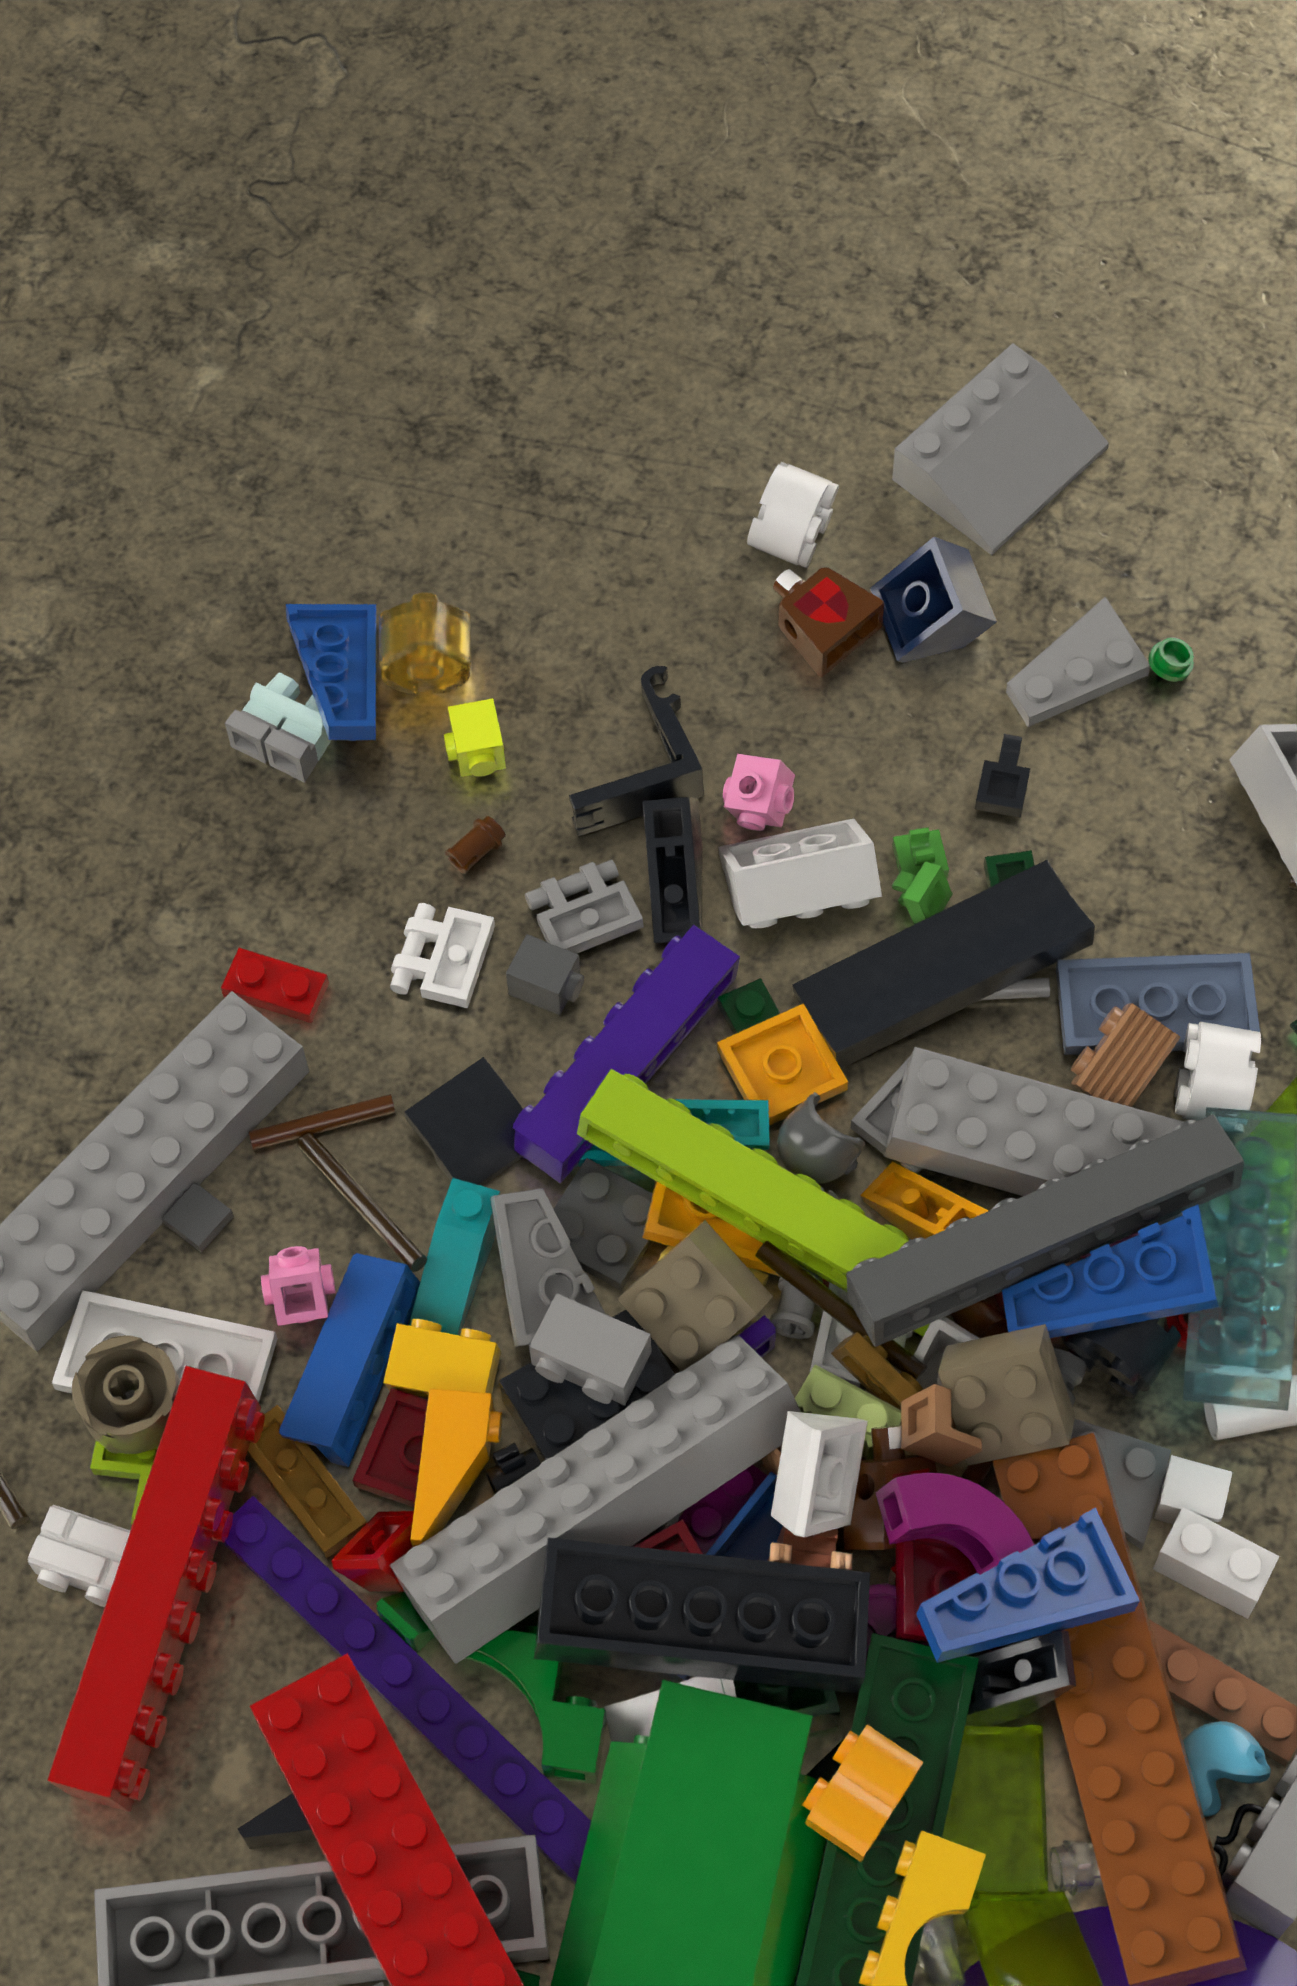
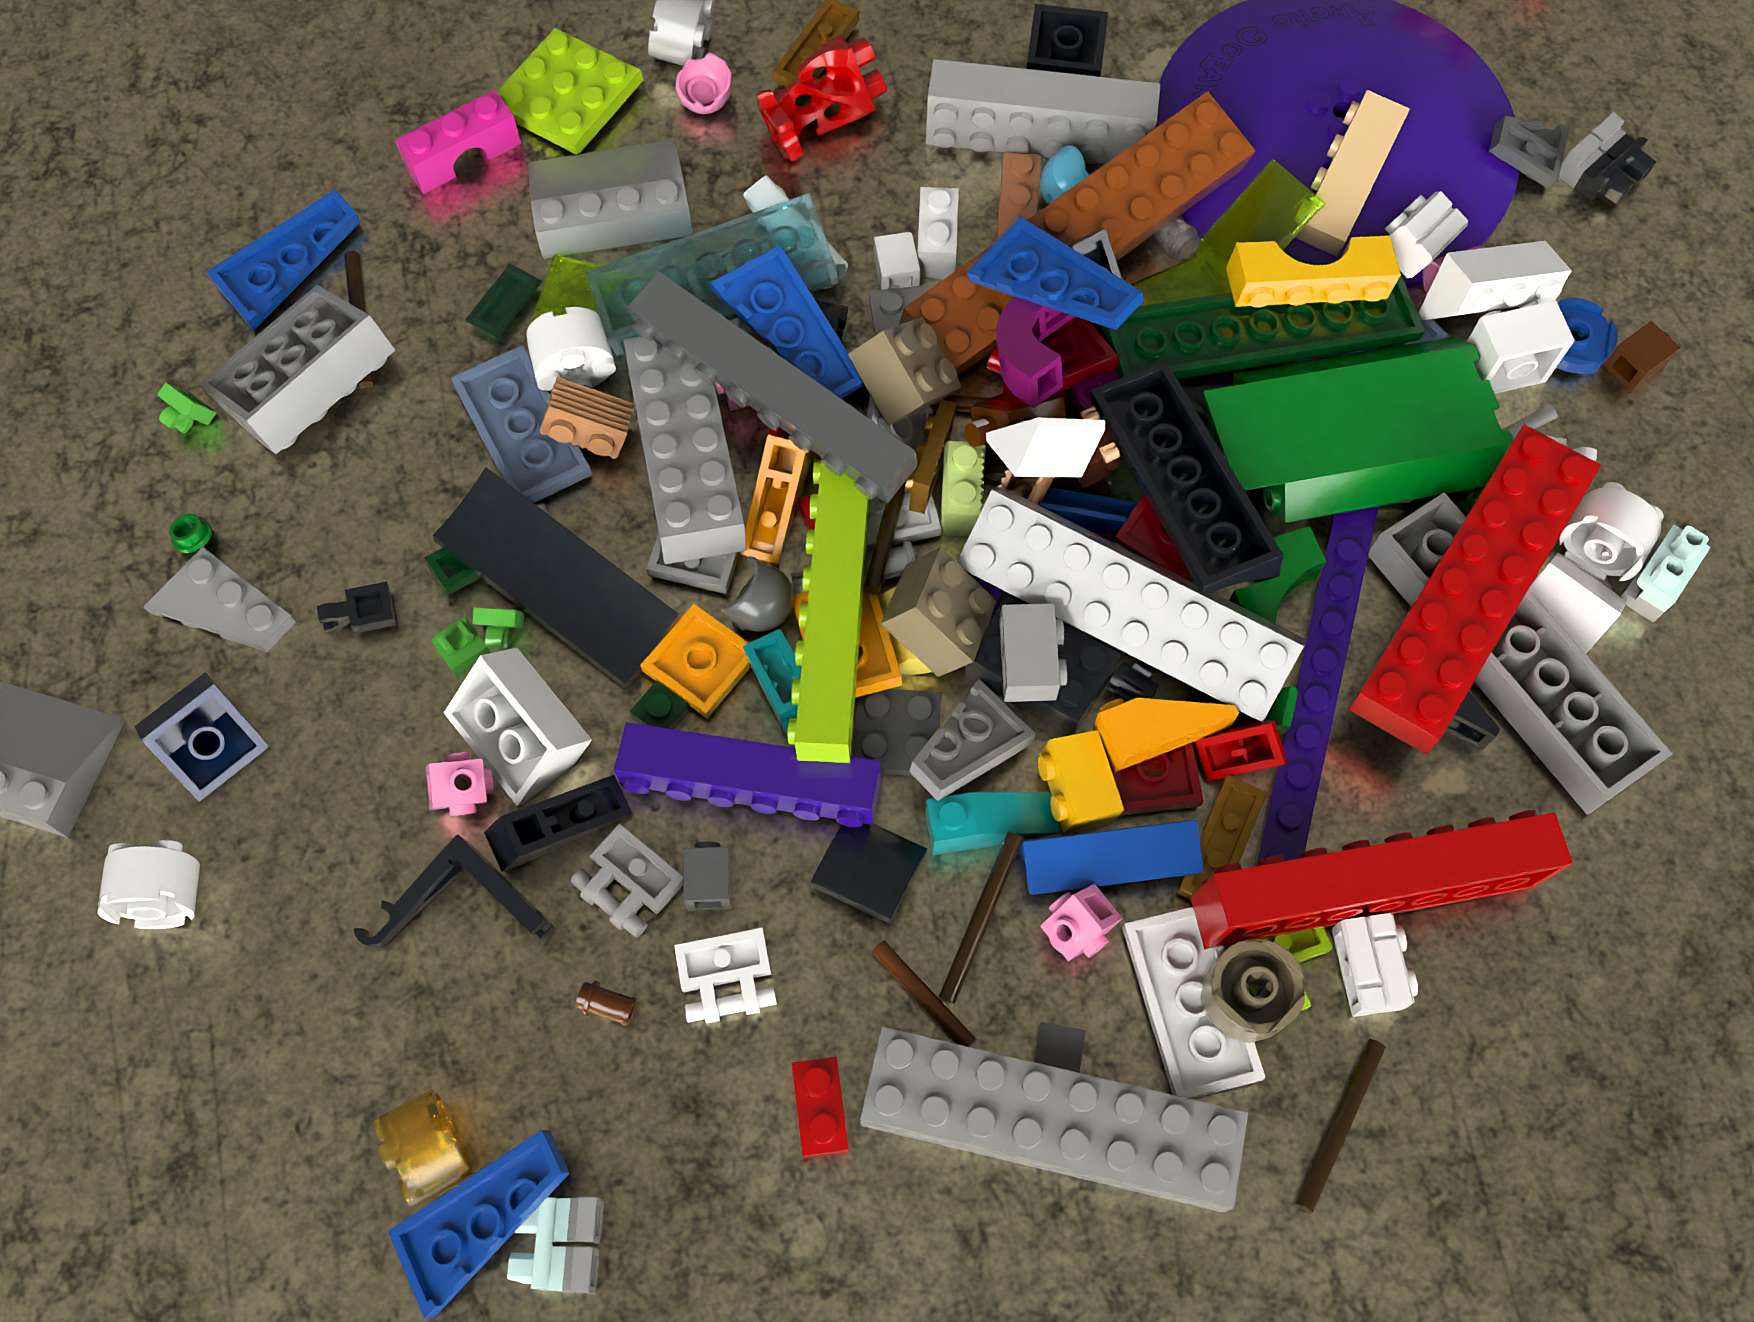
camera: 120 degrees left, 5 degrees up
(475, 738) = (500, 1056): neon yellow brick -> none
(826, 616) = (248, 817): reddish brown torso -> none
(862, 1791) = (1237, 335): light orange brick -> none
(930, 1428) = (958, 401): medium nougat panel -> none

